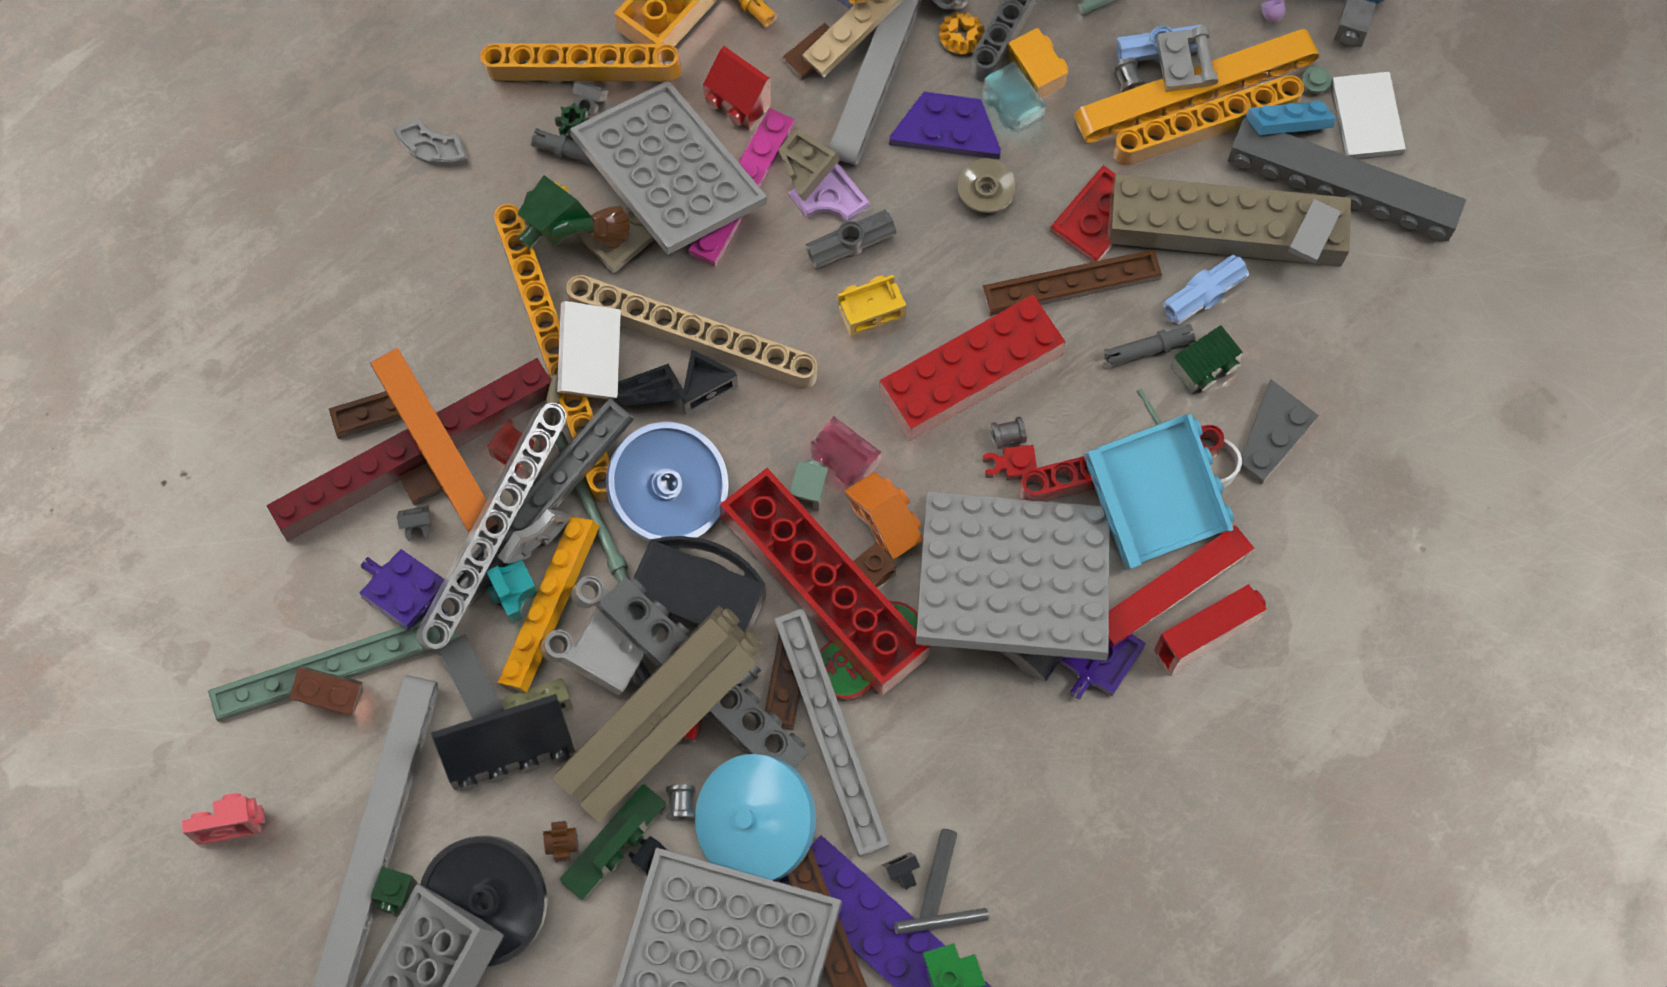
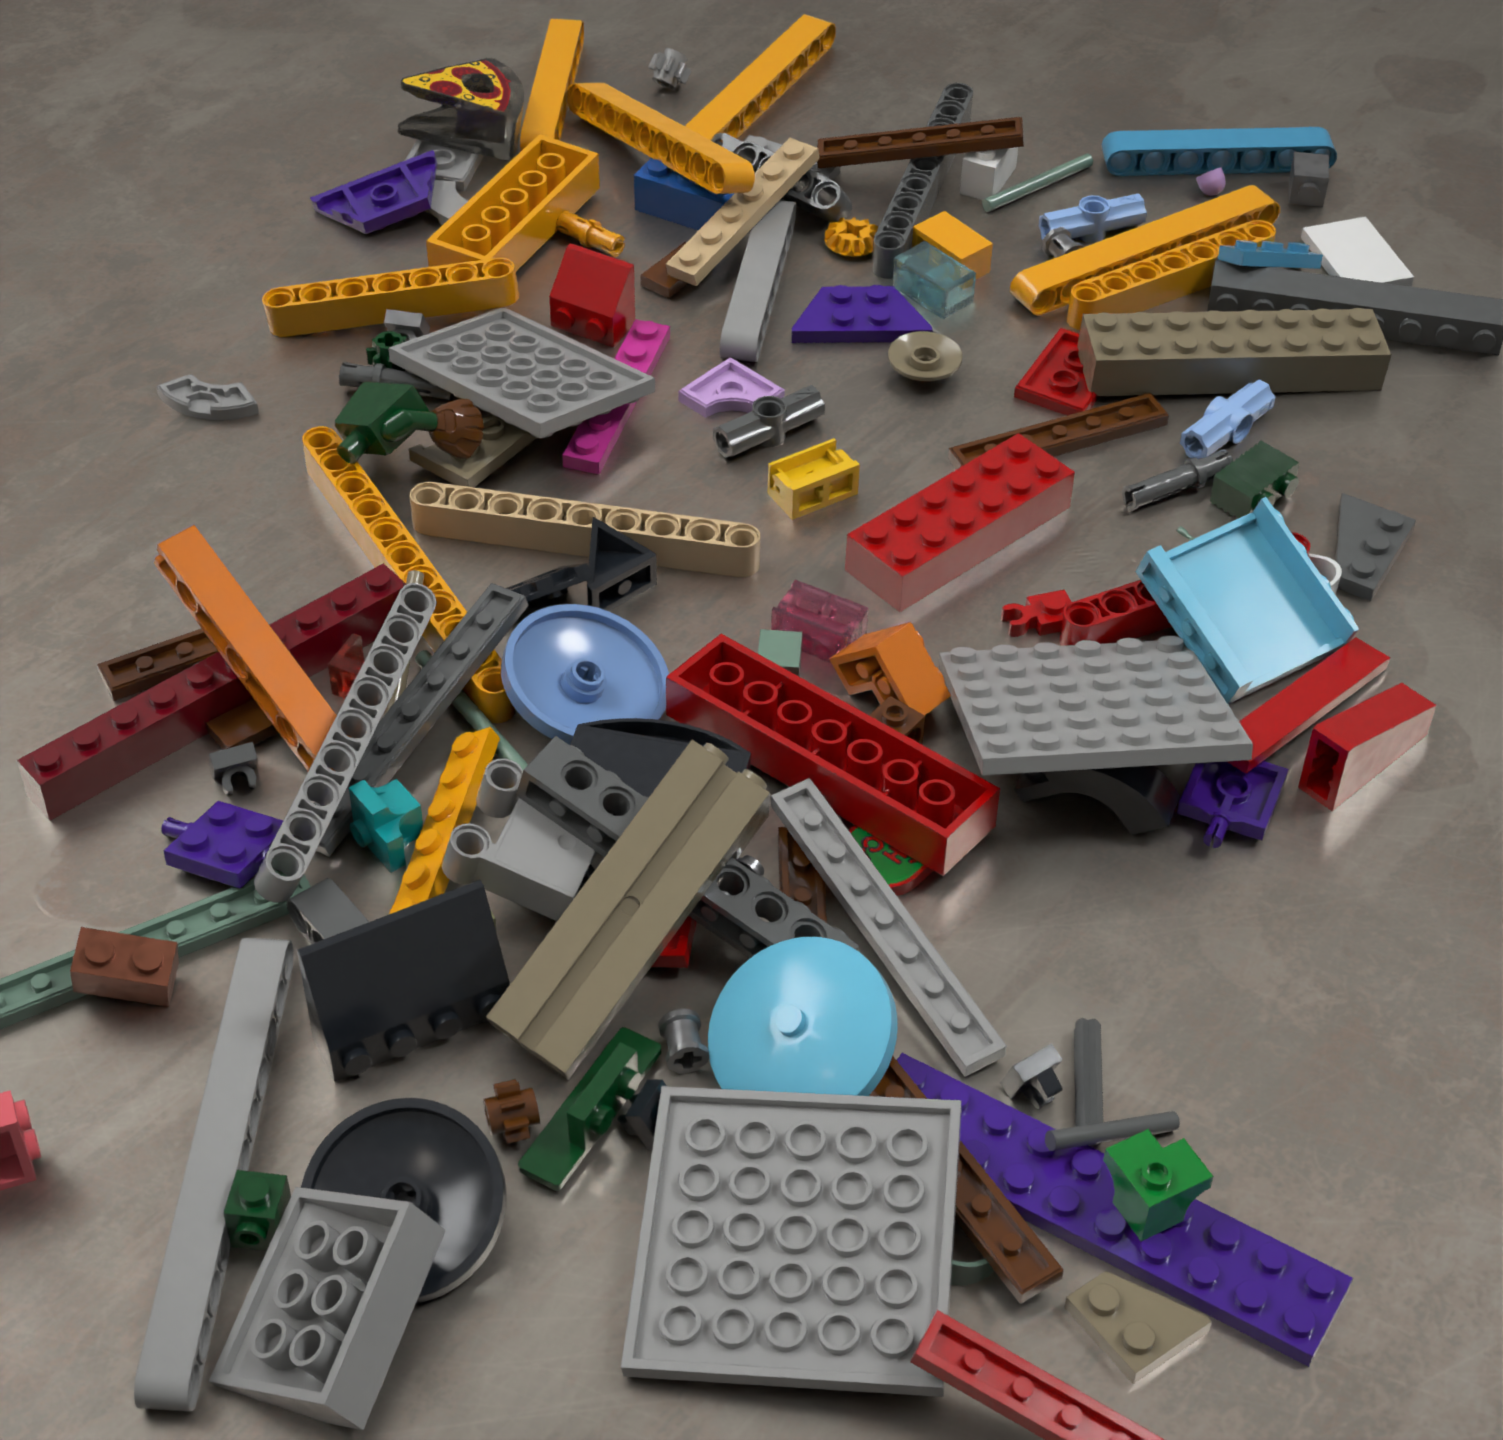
camera: 10 degrees left, 25 degrees down
(526, 540) = (410, 754): light grey tile -> none
(588, 350) = (451, 542): white tile -> none
(807, 161) = (696, 355): dark tan wing -> none
(1008, 432) = (1028, 580): flat silver bush -> none
(1177, 62) = (1120, 220): light grey plate -> none
(1314, 231) = (1344, 333): light grey tile -> none
(1316, 79) = (1287, 231): sand green plate -> none

